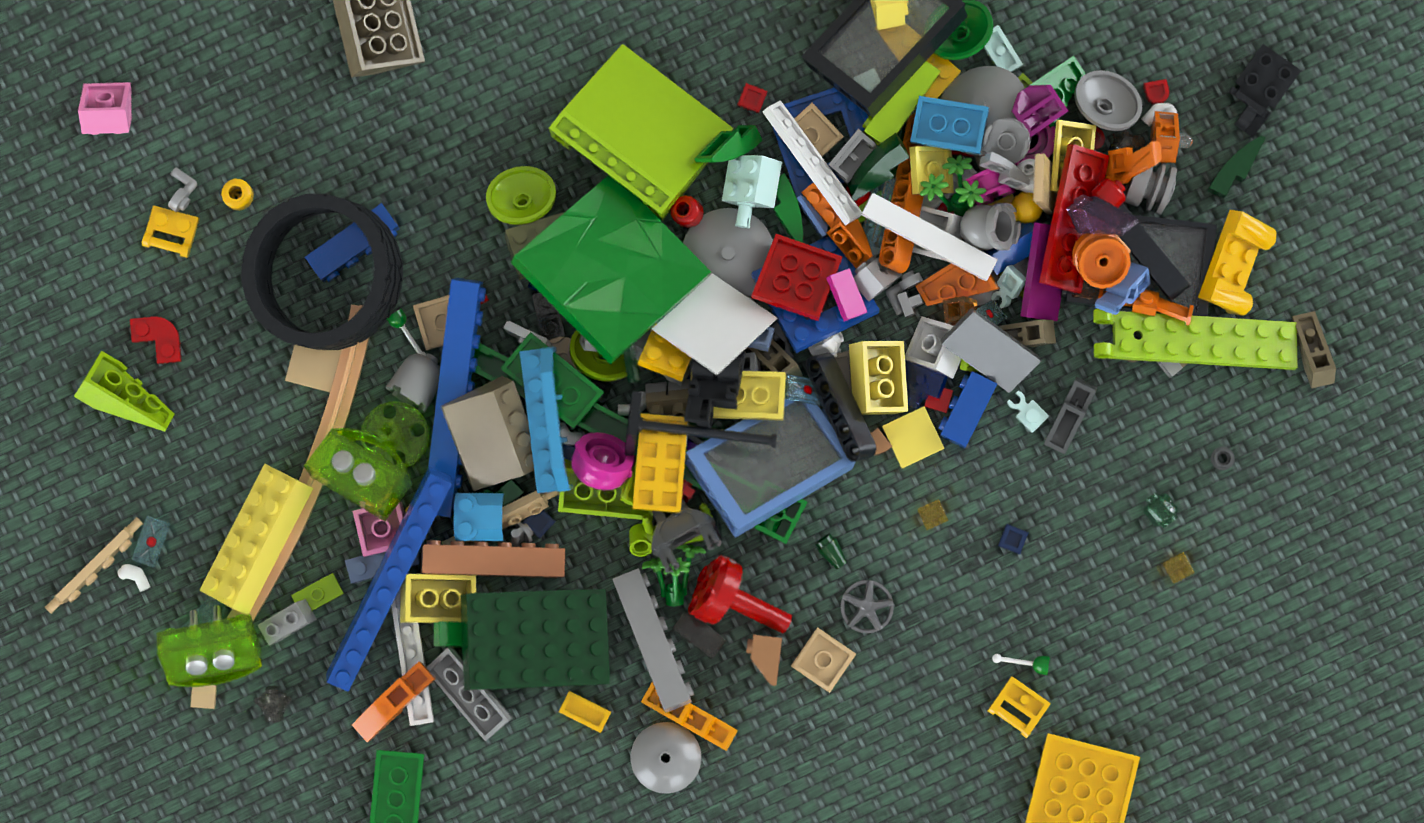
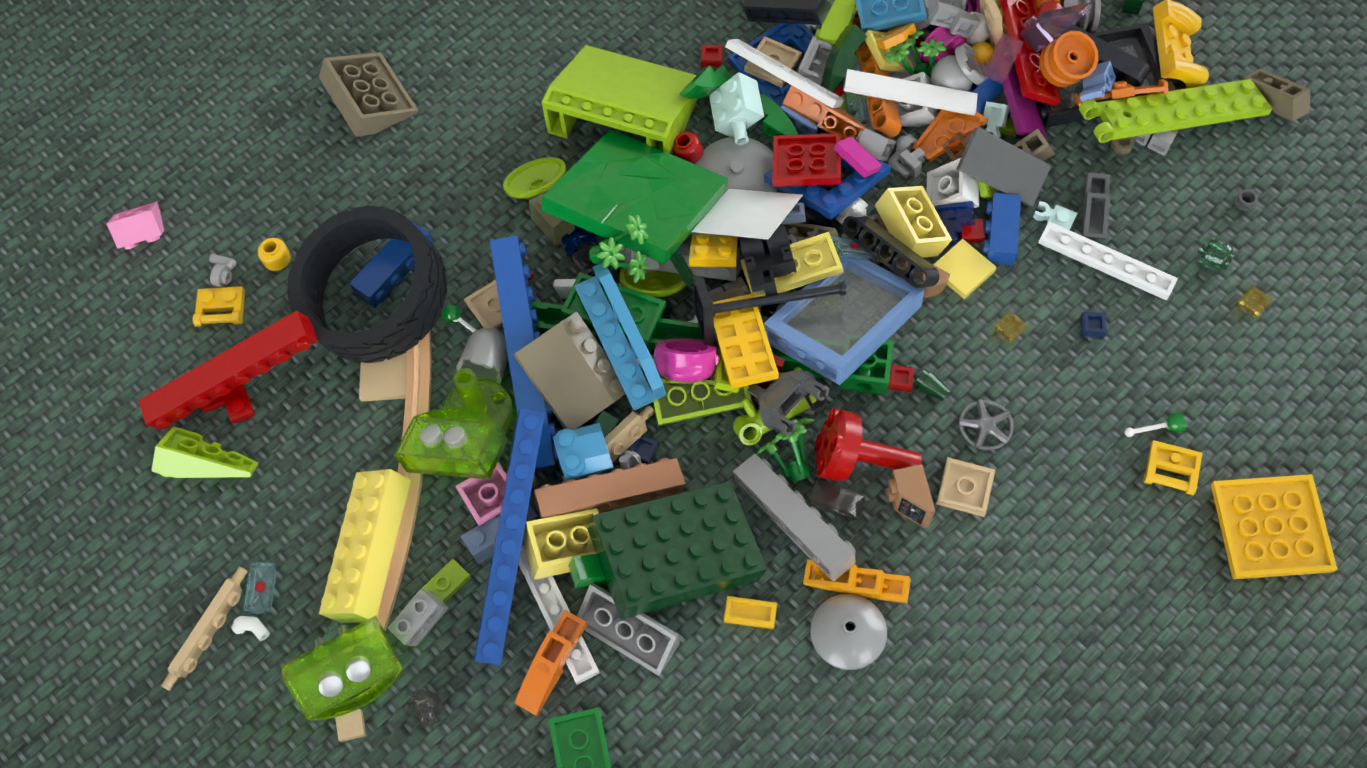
camera: 15 degrees left, 20 degrees down
(169, 320) = (228, 370): none -> red brick
(556, 334) = (608, 252): none -> bright green plant
(806, 532) = (901, 378): none -> red tile
(940, 170) = (896, 36): none -> light orange tile
(1035, 234) = (1003, 58): none -> clear pink plate
(1055, 478) = (1108, 260): none -> white plate

